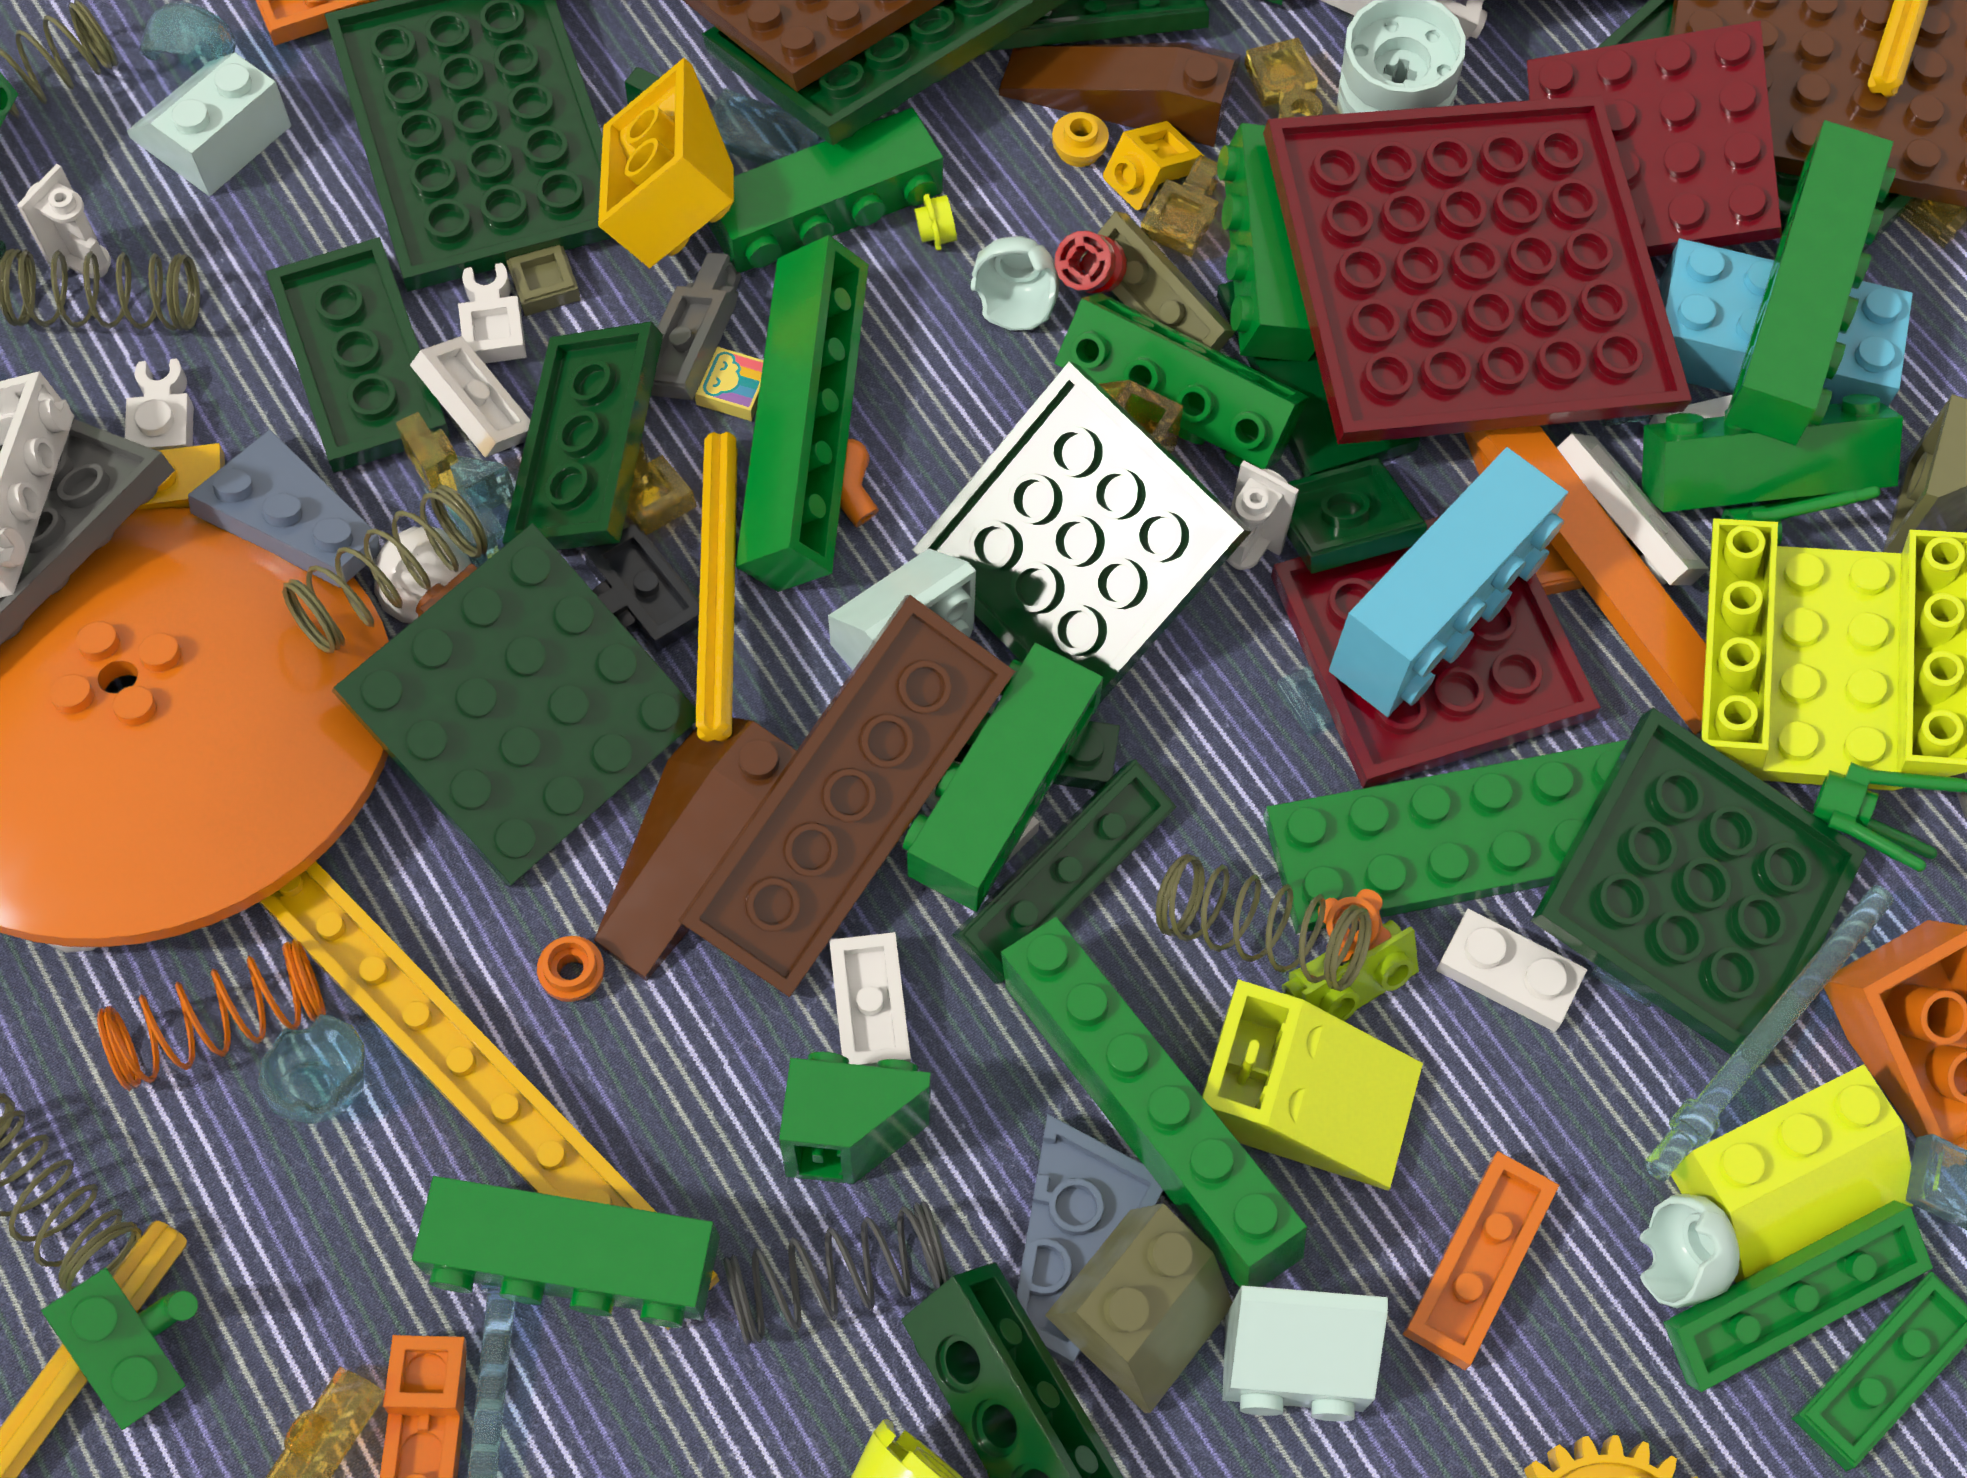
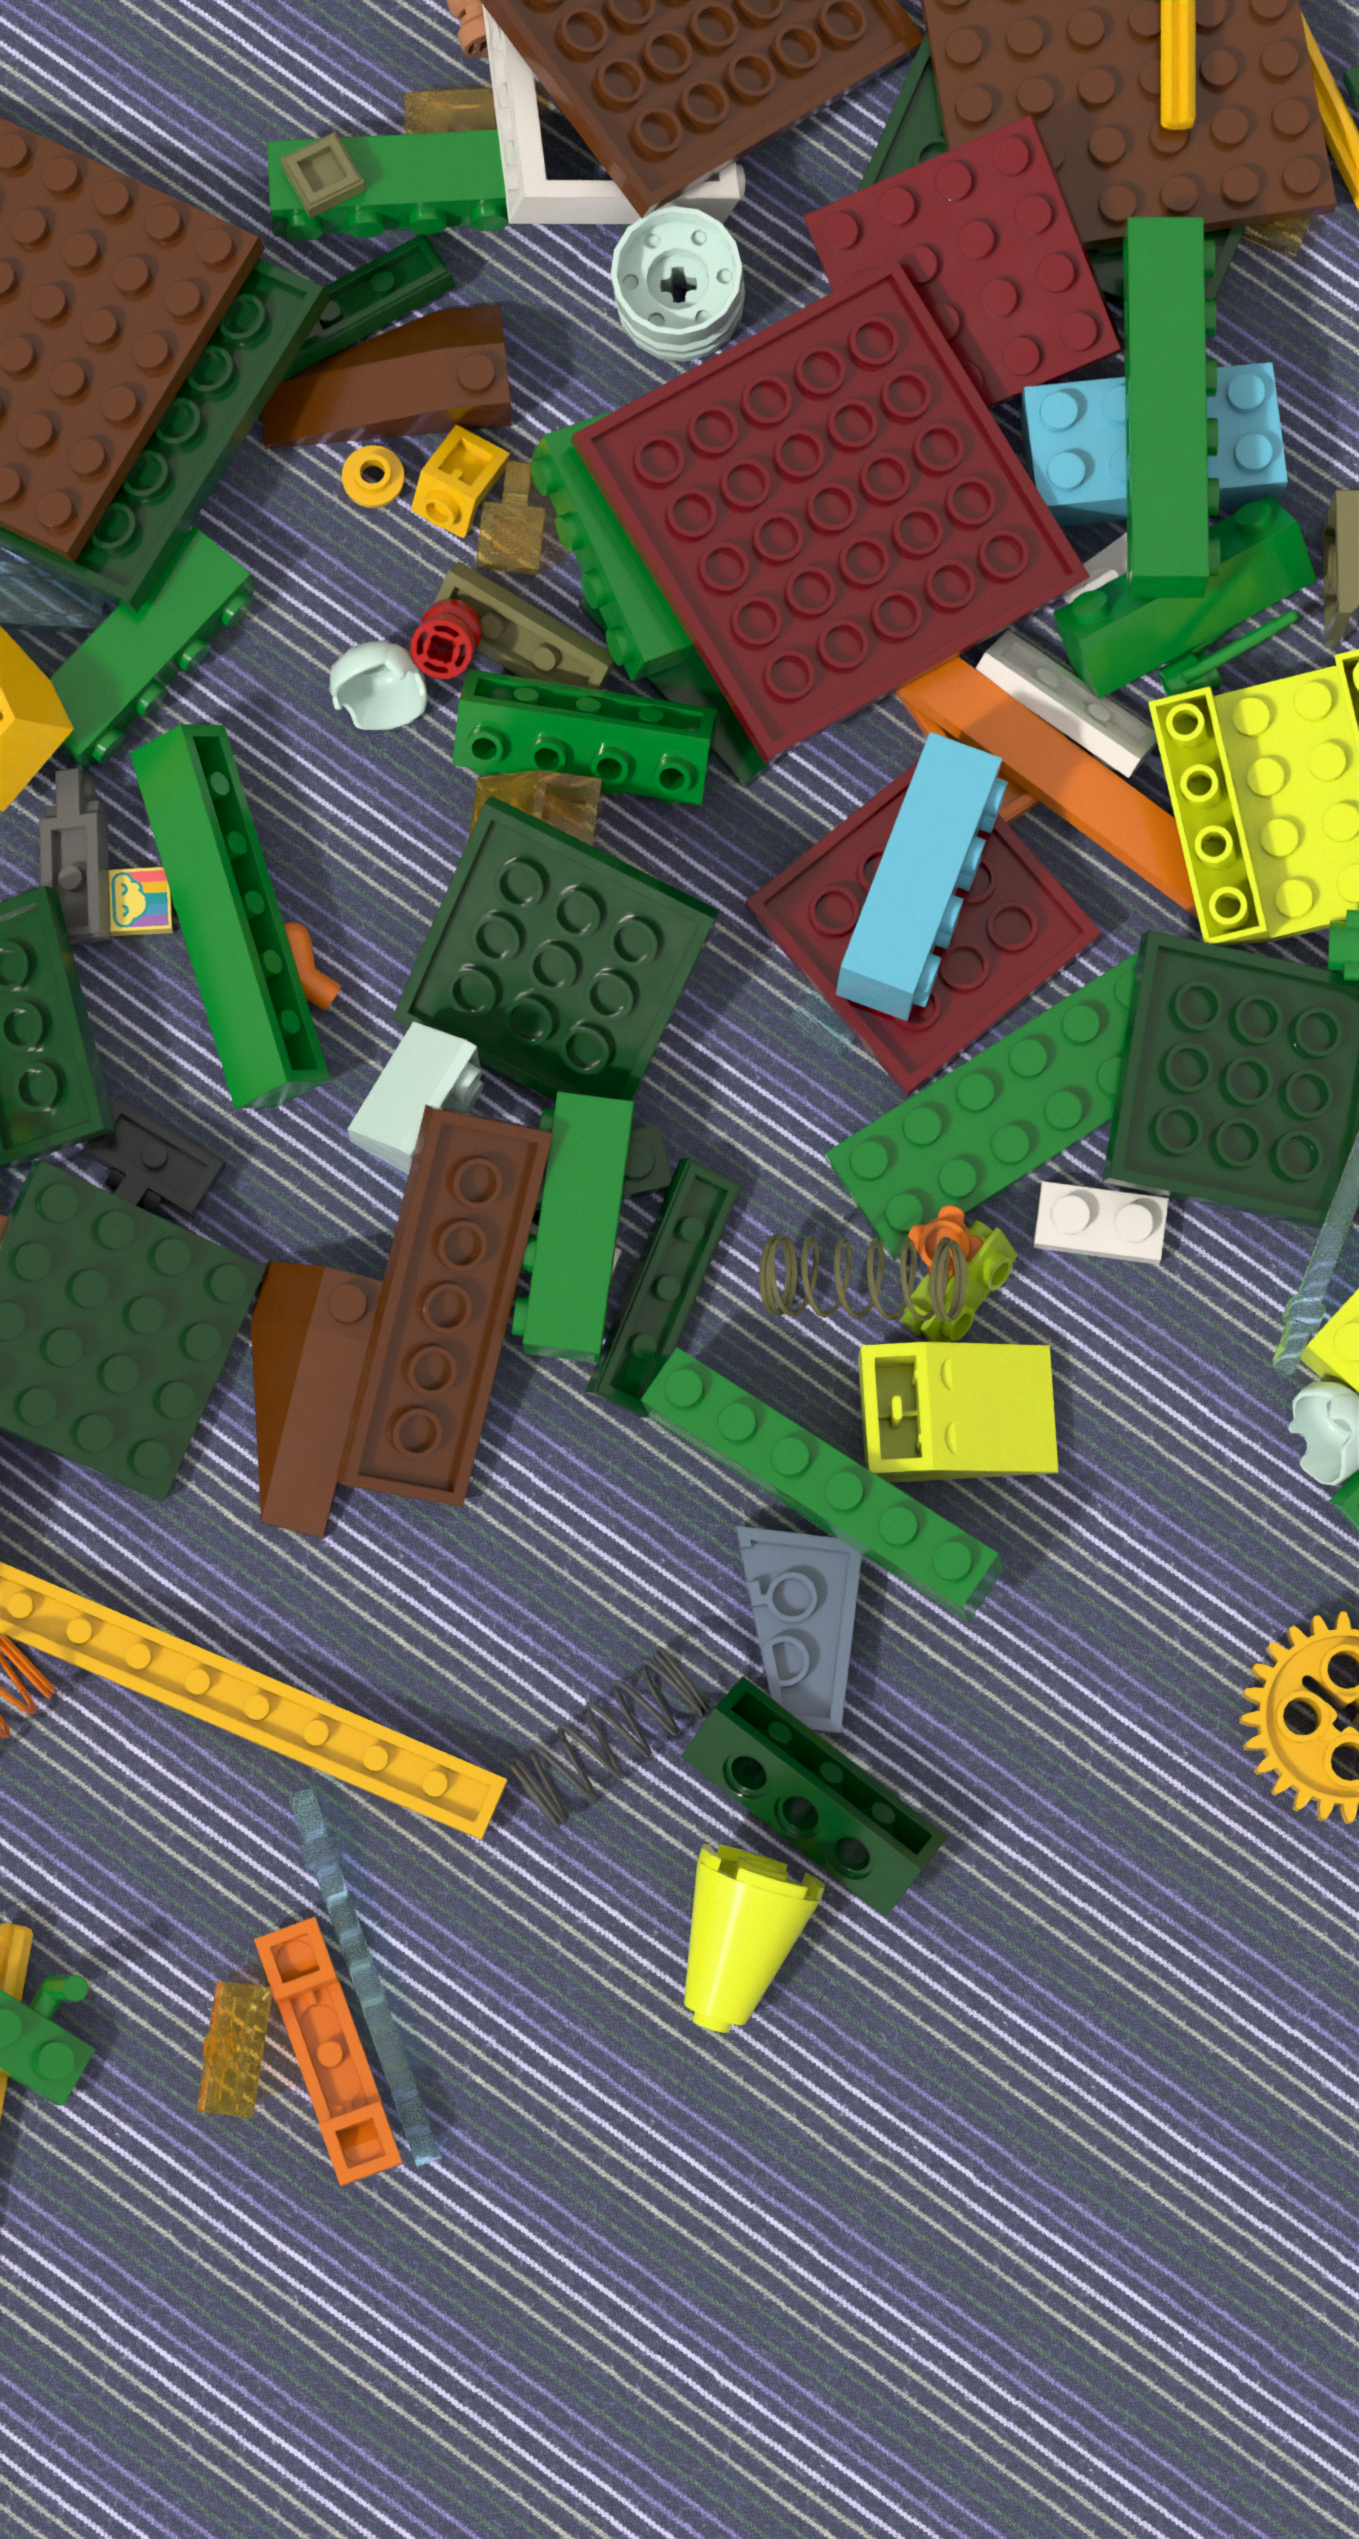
camera: 20 degrees left, 15 degrees up
(313, 1071) = (73, 1742): clear light blue hair -> none
(564, 951) = (238, 1543): orange plate -> none
(566, 1250) = (374, 1812): green brick -> none
(657, 493) = (124, 1056): clear yellow plate -> none
(717, 588) = (224, 1132): yellow axle -> none
(849, 1116) = (566, 1602): green slope -> none
(869, 999) = (537, 1484): white plate -> none
(936, 221) = (266, 637): neon yellow plate -> none
(1144, 1303) = (881, 1661): olive slope -> none
(1265, 507) = (713, 860): white hinge -> none
(1284, 77) = (558, 321): clear yellow plate -> none
(1303, 1351) = (1031, 1652): light aqua slope -> none
(1351, 516) = (795, 820): dark green tile -> none
(1481, 1260) = (1157, 1504): orange plate -> none

